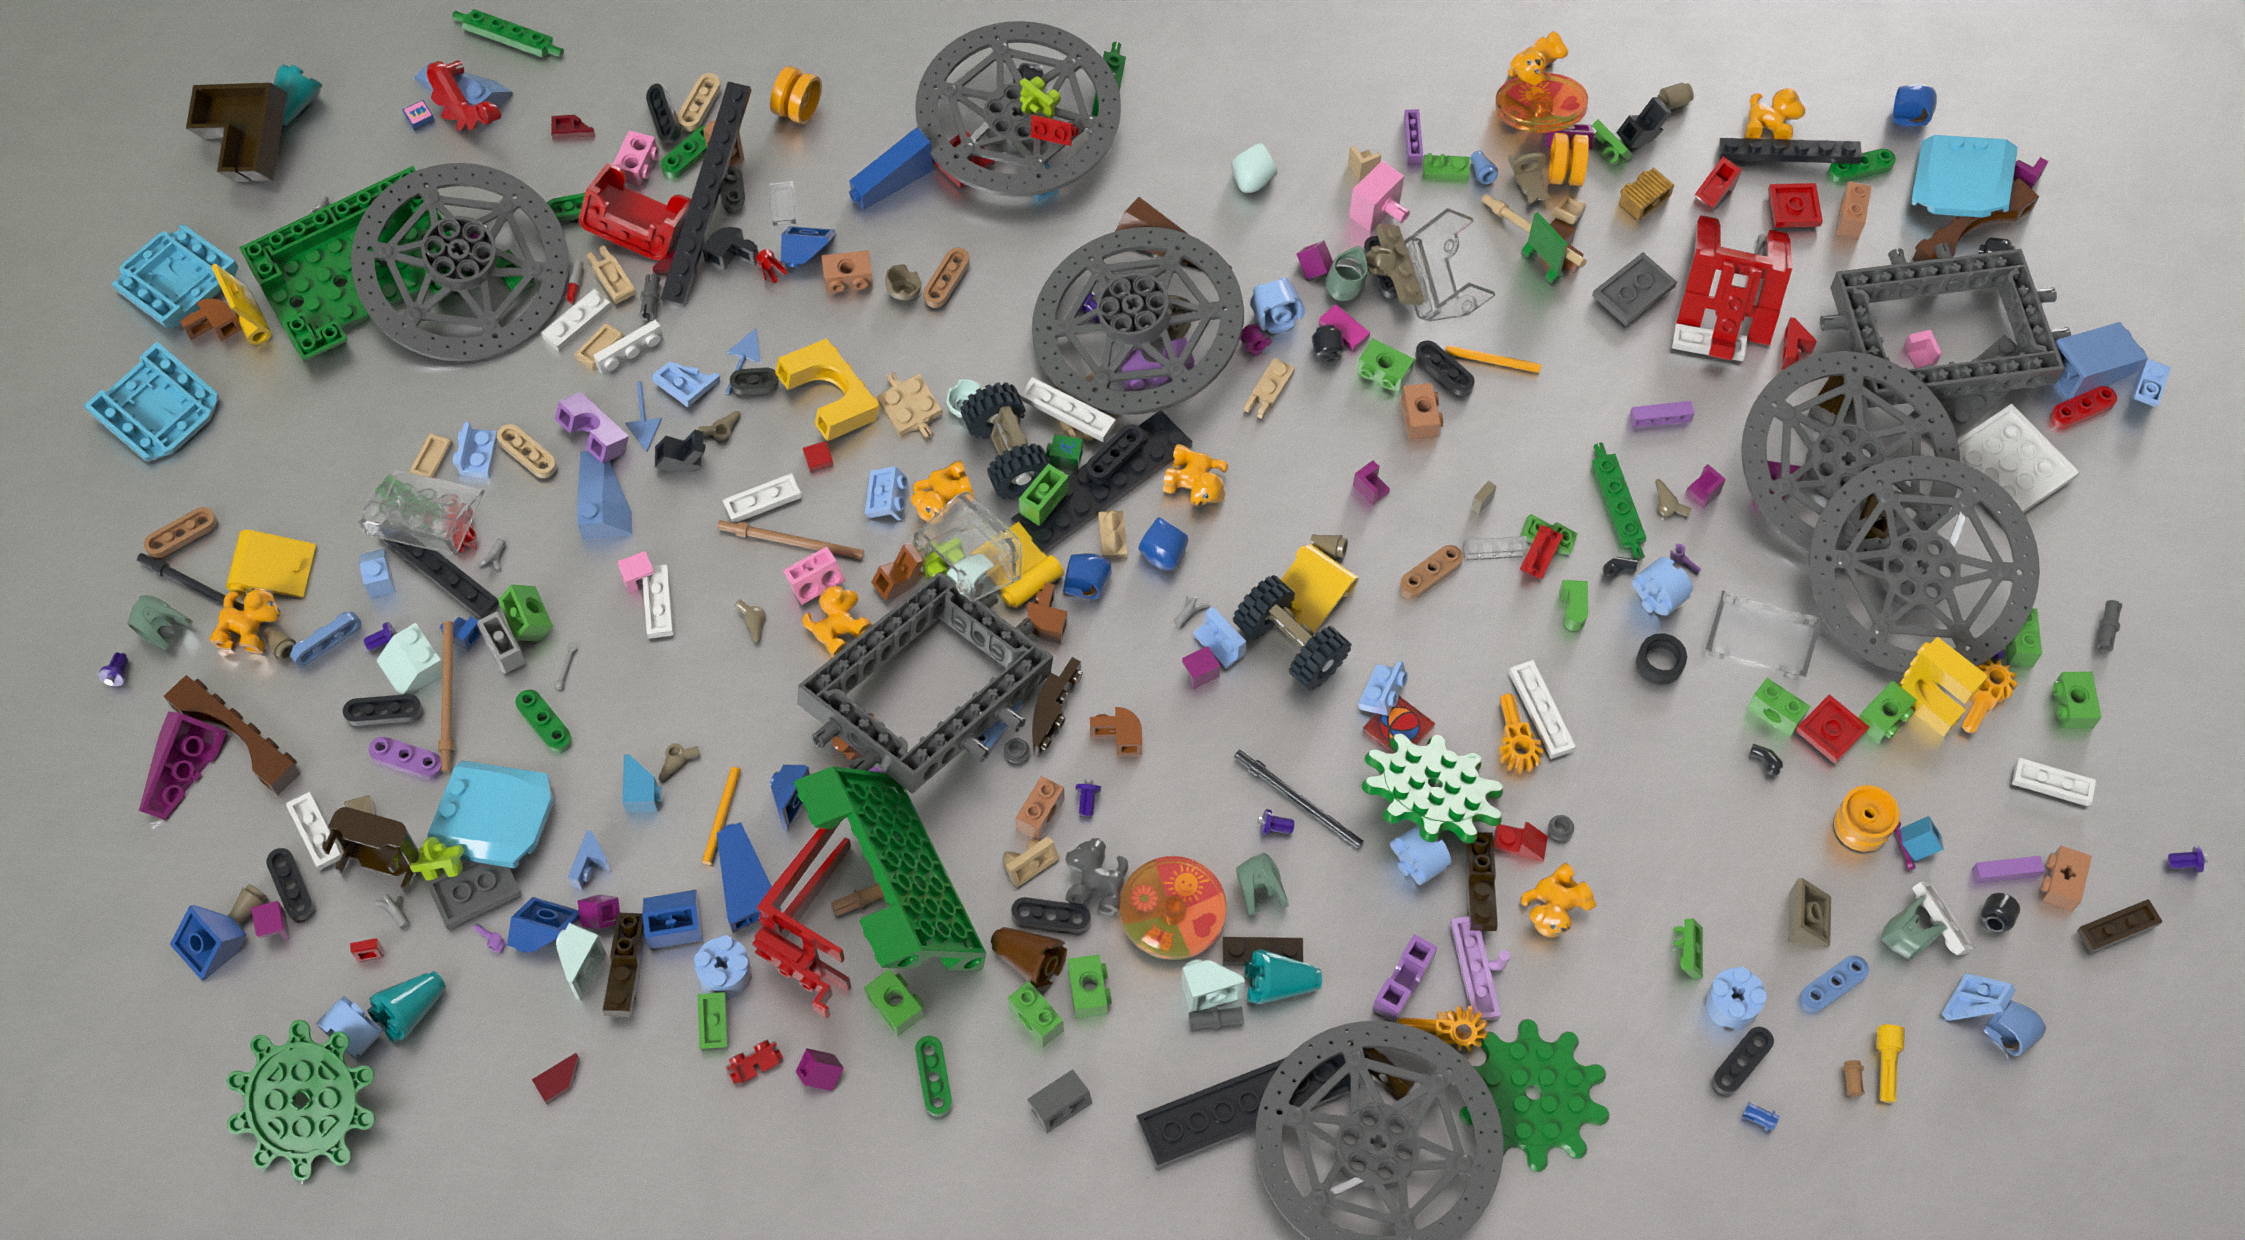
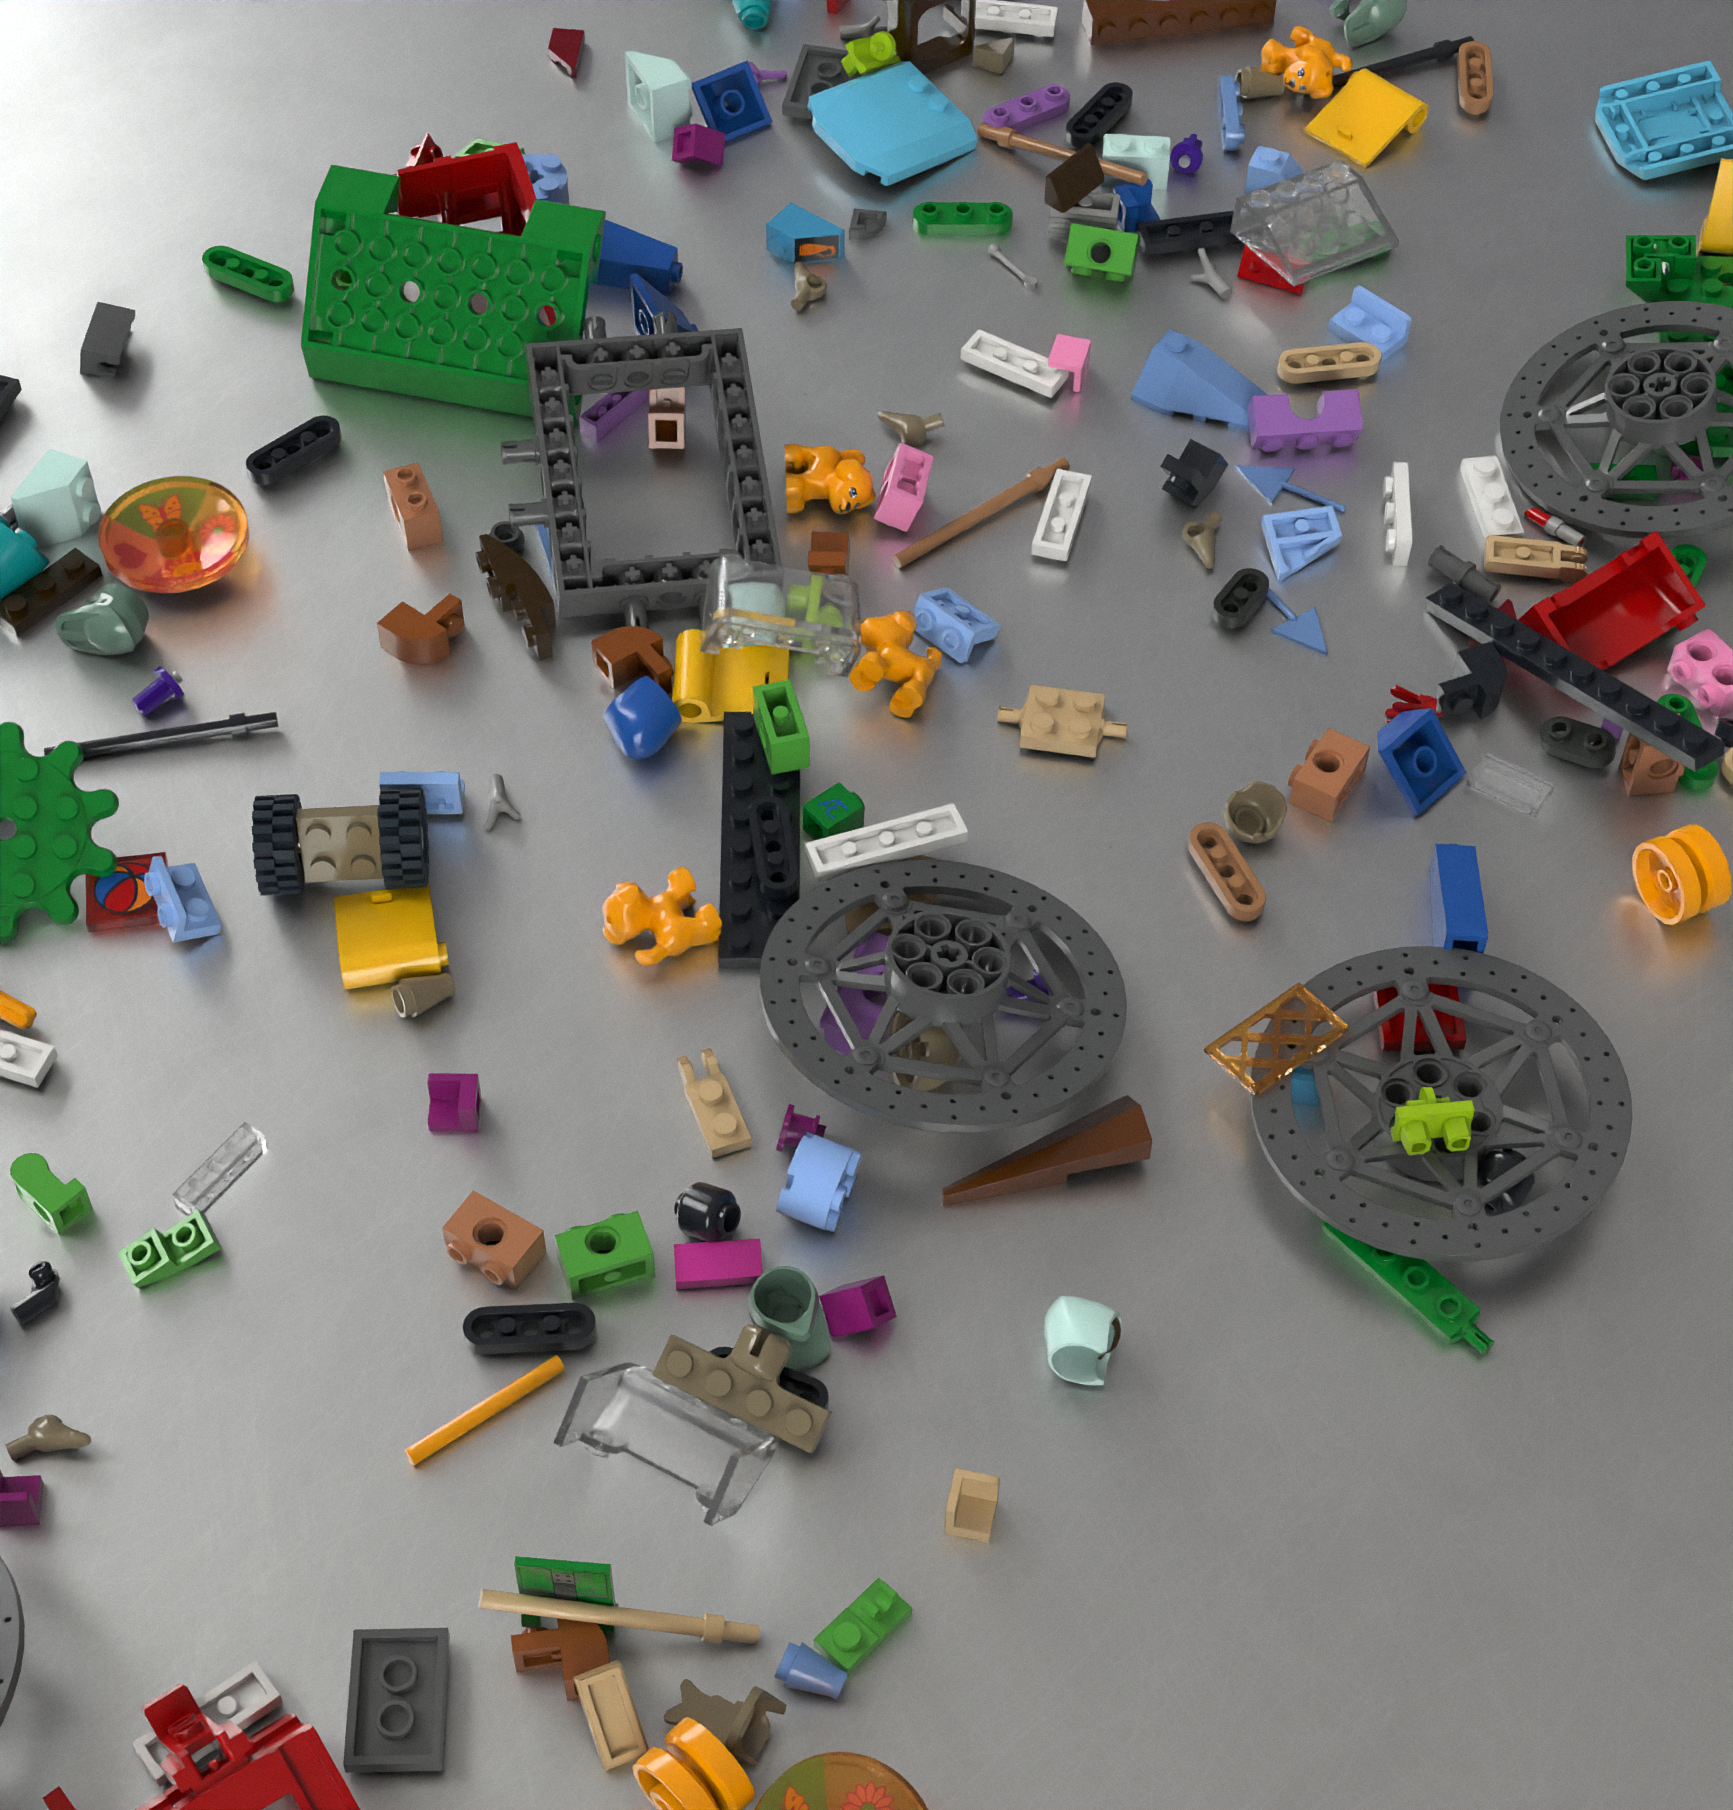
camera: 130 degrees right, 10 degrees down
(431, 456) = (1398, 291): tan tile -> none
(491, 646) = (1073, 179): none -> dark brown slope
(587, 856) = (761, 166): medium blue slope -> none
(591, 770) = (866, 223): none -> dark grey tile
(600, 340) = (1432, 501): tan tile -> none
(625, 965) = (619, 136): dark brown slope -> none
(672, 919) = (628, 181): blue slope -> none
(721, 815) = (713, 292): light orange bar -> none
(817, 456) = (1074, 598): red tile -> none
(824, 362) = (1109, 664): yellow arch -> none
(960, 393) = (1010, 766): light aqua hair -> none
(997, 414) = (849, 737): black plate -> none
(1028, 864) = (371, 459): tan tile -> none
(1030, 954) = (270, 397): reddish brown cone -> none
(1034, 166) = (1279, 1067): none -> clear orange window
(1035, 1014) = (207, 370): bright green brick -> none
(1053, 130) = (1341, 1107): red hinge -> none
(1087, 797) = (387, 560): dark purple piece -> none
(1088, 860) = (306, 499): dark grey animal -> none
(1088, 1002) = (186, 427): bright green brick -> none
(1112, 535) = (676, 796): tan tile -> none
(1163, 545) = (599, 818): blue piece -> none
(1201, 667) = (409, 747): magenta panel -> none
(1377, 197) = (876, 1449): bright pink brick -> none
(1413, 137) = (959, 1621): medium lavender piece -> none
(1427, 579) = (273, 1092): medium nougat plate -> none
(1483, 497) = (296, 1210): dark tan tile -> none
(1541, 552) = (150, 1202): red hinge -> none
(1619, 501) = (121, 1377): green plate -> none
(1661, 414) = (175, 1549): medium lavender piece -> none

